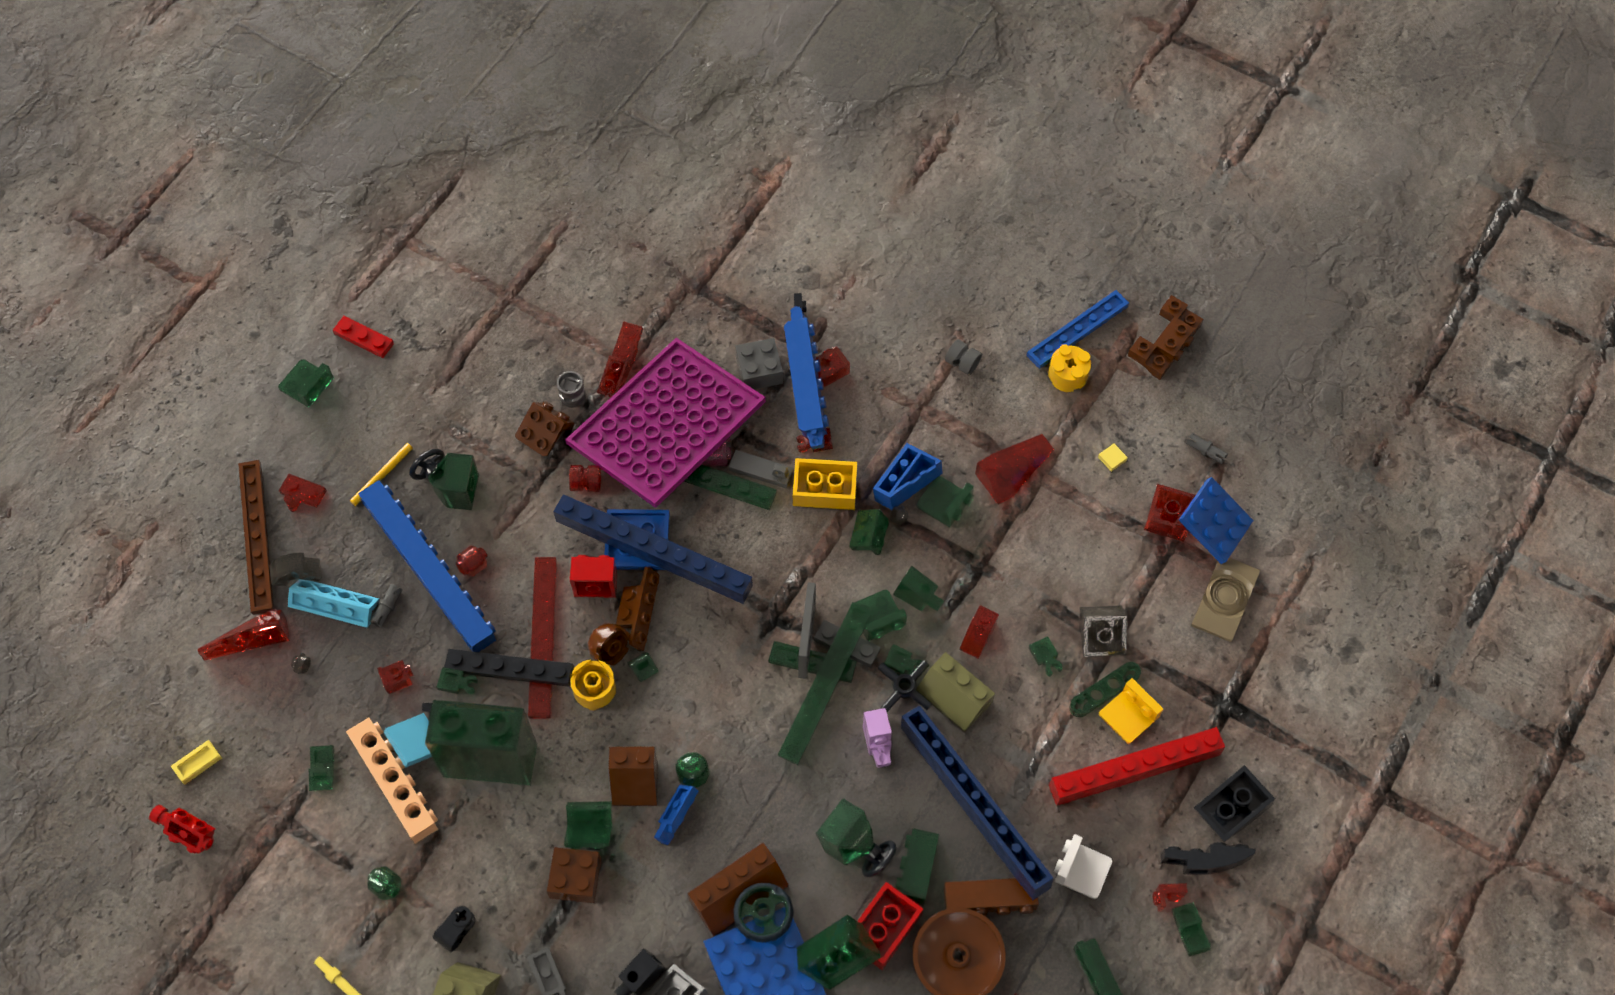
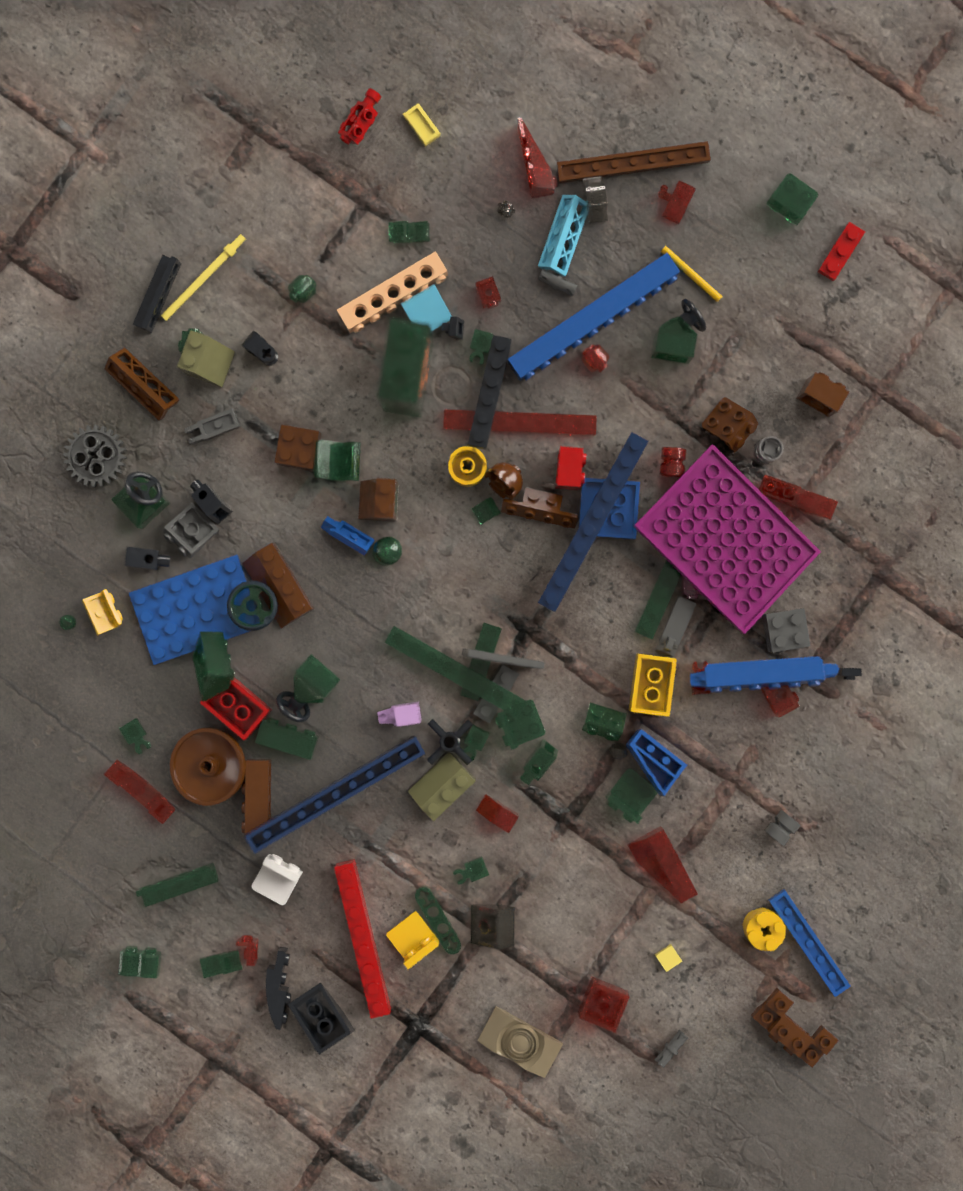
camera: 95 degrees right, 25 degrees up
(513, 340) = (823, 394): none -> reddish brown brick
(1216, 520) = (591, 1045): blue plate -> none

